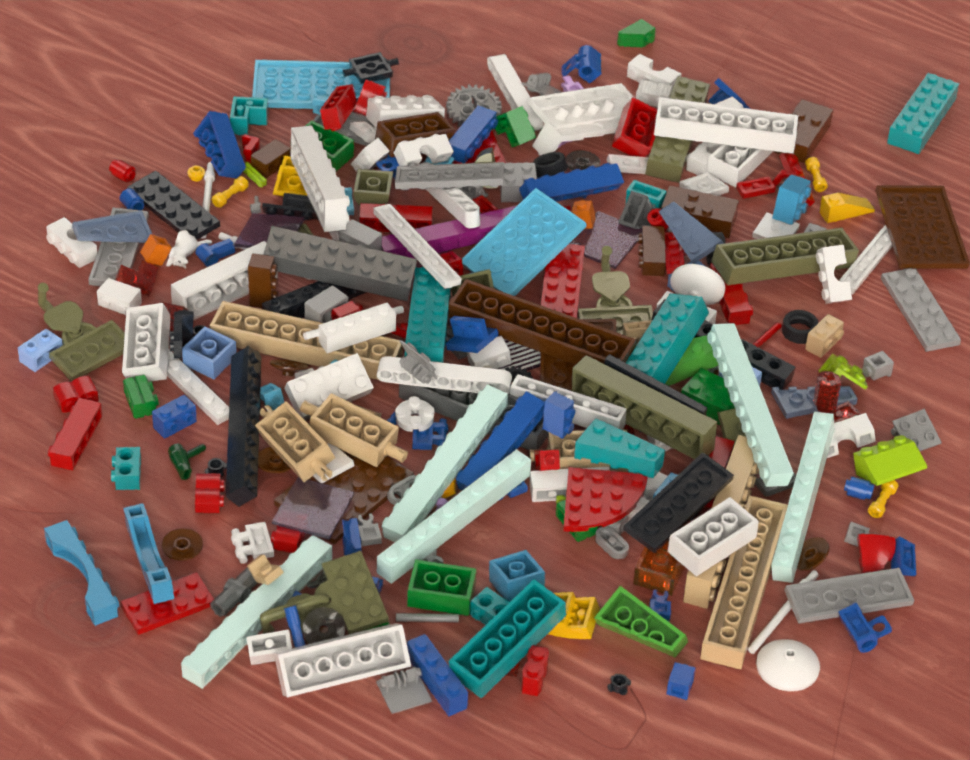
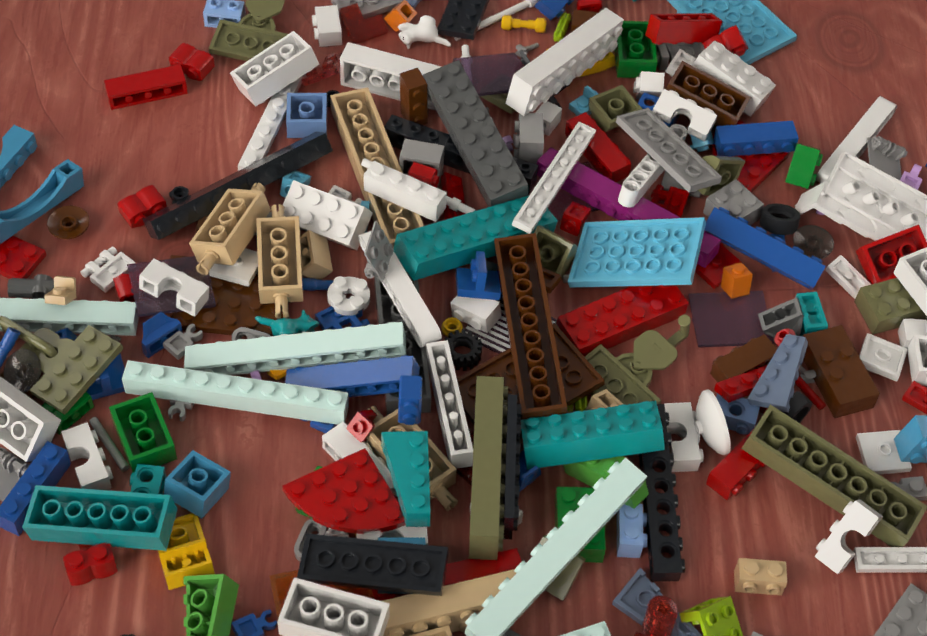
camera: 55 degrees right, 10 degrees up
(127, 468) = (131, 139): teal brick -> none
(140, 396) = (222, 101): green brick -> none
(174, 416) = (214, 135): blue brick -> none
(180, 458) = (171, 165): dark green piece -> none
(182, 331) = (292, 79): black bracket -> none
(211, 254) = (434, 52): blue piece -> none
(288, 367) = (340, 175): reddish brown dish -> none
(338, 495) = (161, 277): none -> white arch
(371, 67) = (770, 24): black plate -> none
(416, 461) = (290, 326): none -> teal animal
(451, 632) = (81, 443): none -> white arch
(460, 102) = (801, 114): light grey gear -> none
(768, 334) = (713, 524): red bar -> none
(802, 317) = (756, 531): black tyre -> none

